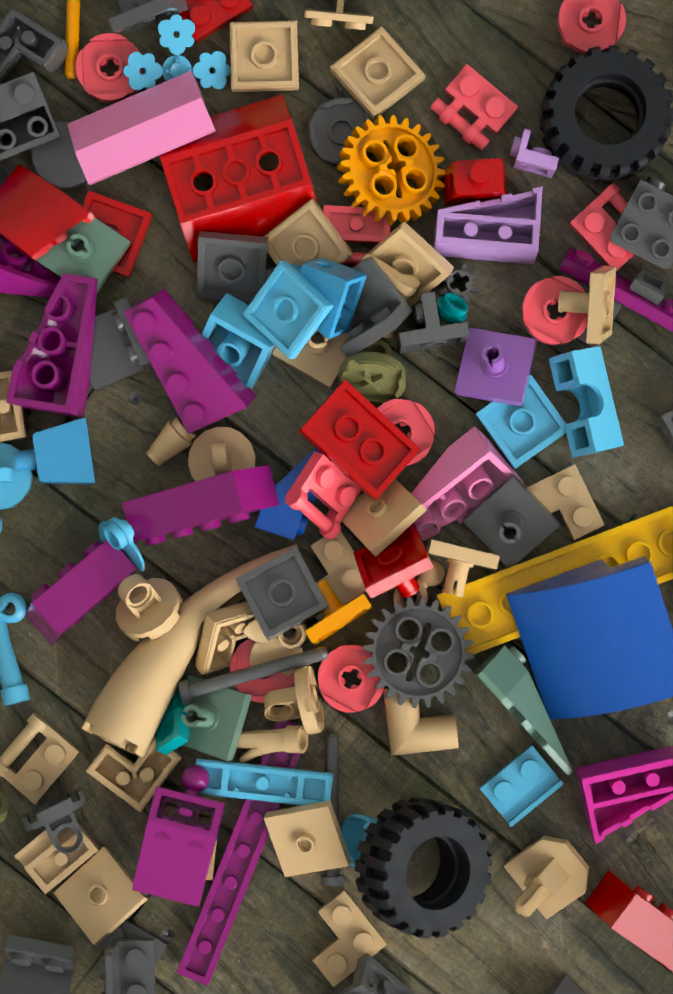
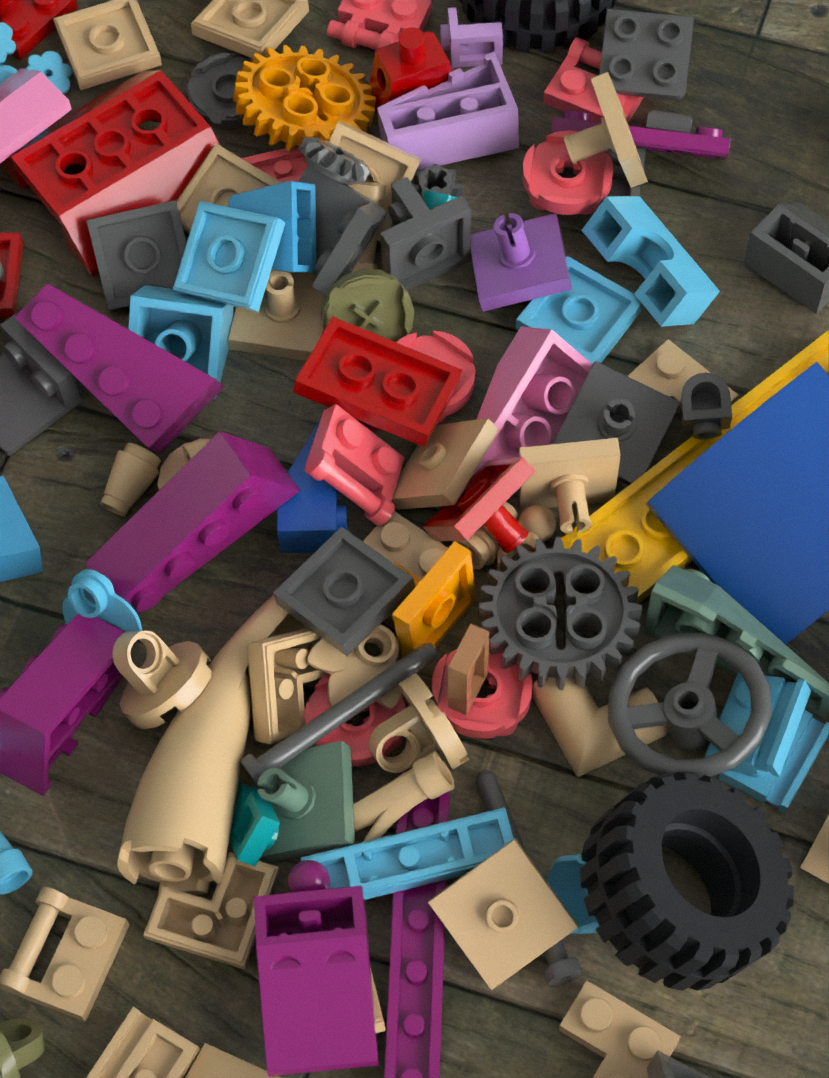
camera: 15 degrees left, 25 degrees down
(55, 816) = (116, 1006): dark grey tile -> none
(341, 682) = (468, 669): none -> medium nougat tile
(379, 254) = (333, 161): none -> dark grey gear
(430, 742) = (689, 707): none -> dark grey piece
(514, 772) = (787, 708): none -> medium azure plate
(573, 538) = (705, 406): none -> dark grey plate

